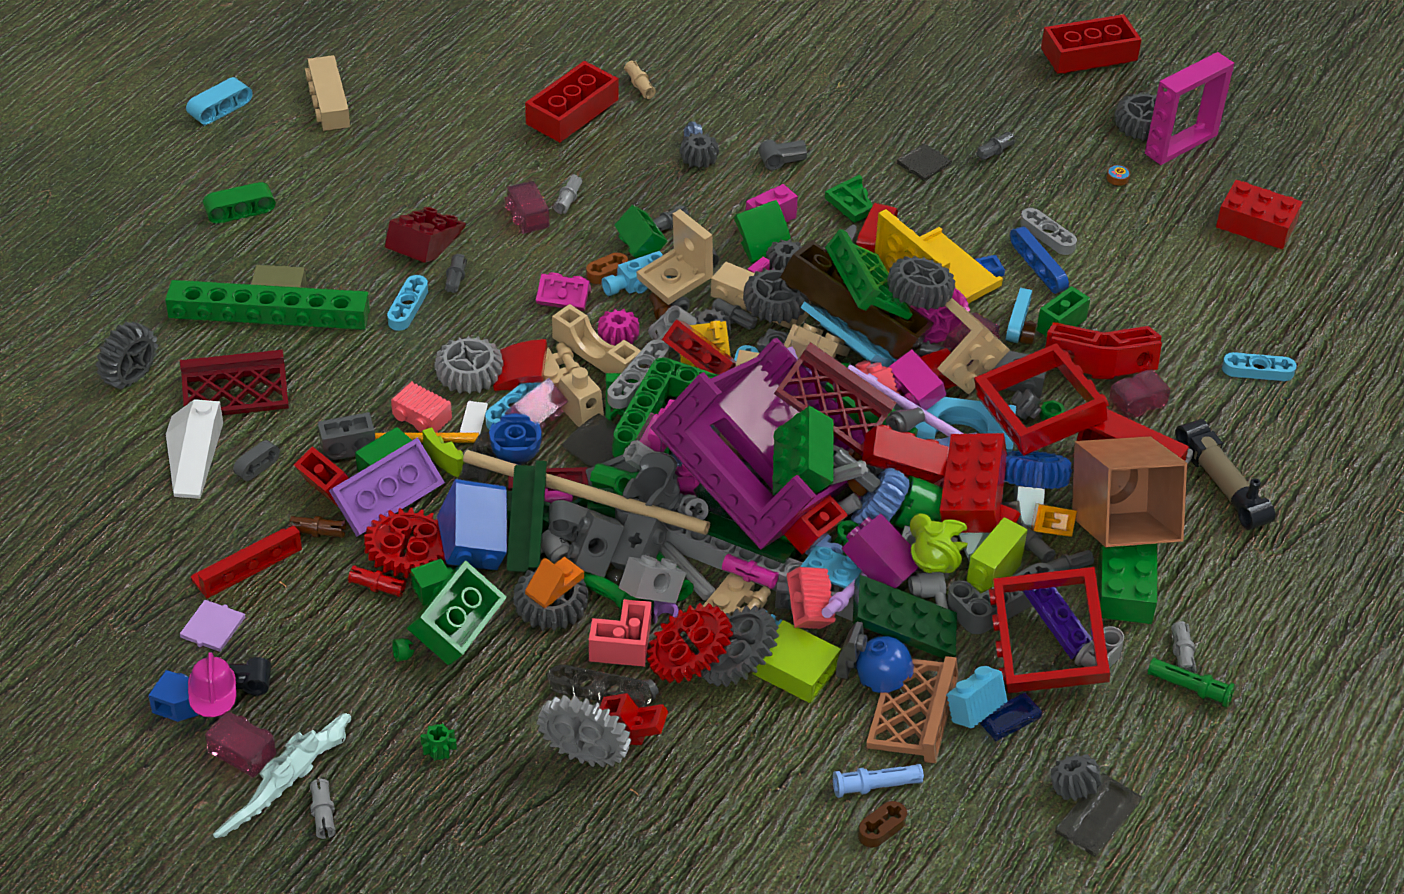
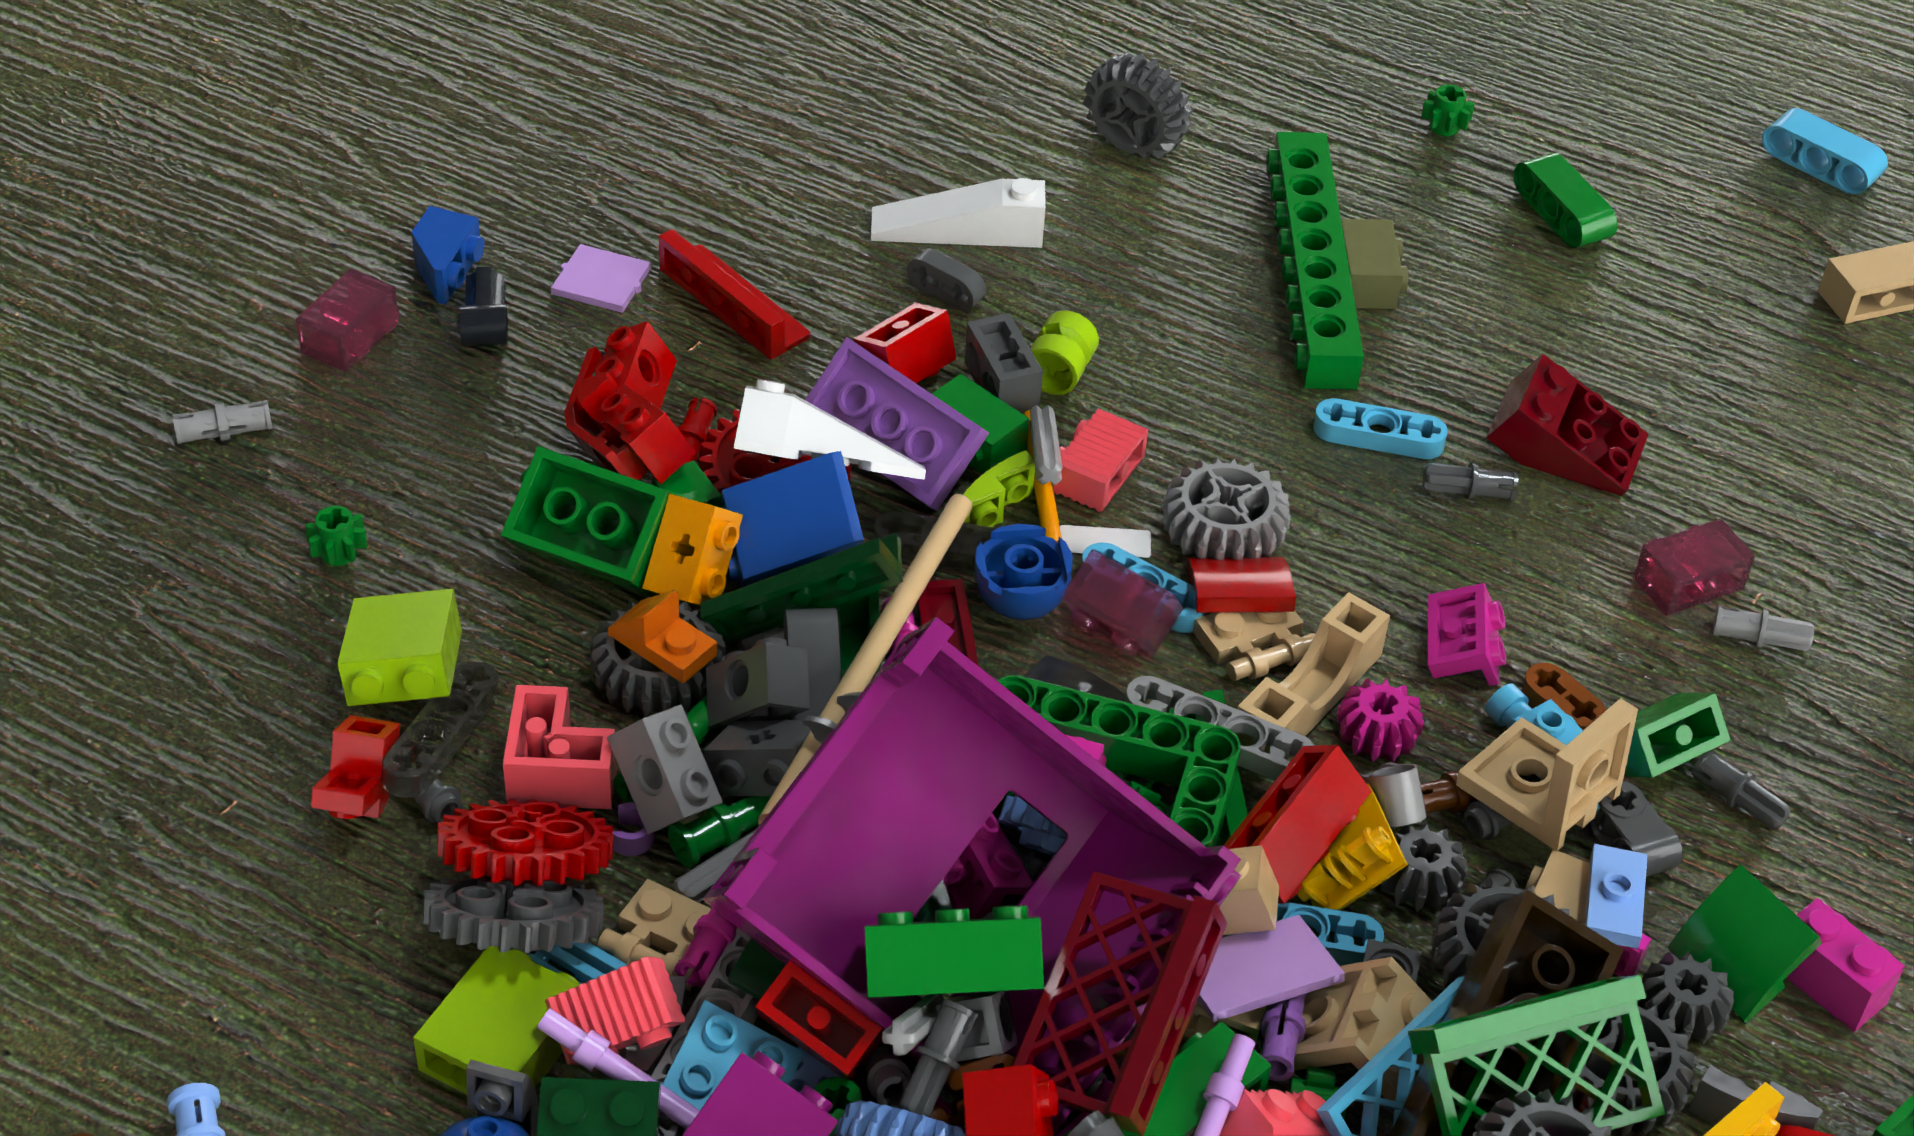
camera: 85 degrees right, 0 degrees up
(148, 234) = (1447, 110): none -> green gear
(212, 687) = (440, 261): dark pink piece -> none
(233, 369) = (1148, 232): dark red fence -> none
(286, 768) = (299, 370): light aqua animal -> none
(318, 526) = (807, 360): reddish brown pin -> none
(331, 407) = (1064, 350): none -> lime wheel
(382, 591) = (619, 409): none -> red brick
(418, 509) = (790, 426): none -> white wedge
(422, 420) = (1045, 445): none -> light grey axle
(505, 569) = (692, 550): none -> light orange brick
(531, 689) = (400, 647): none -> lime brick
(582, 395) = (1160, 648): tan torso -> none
(584, 731) = (295, 682): light grey gear -> none
(742, 260) = (1616, 894): none -> light blue plate

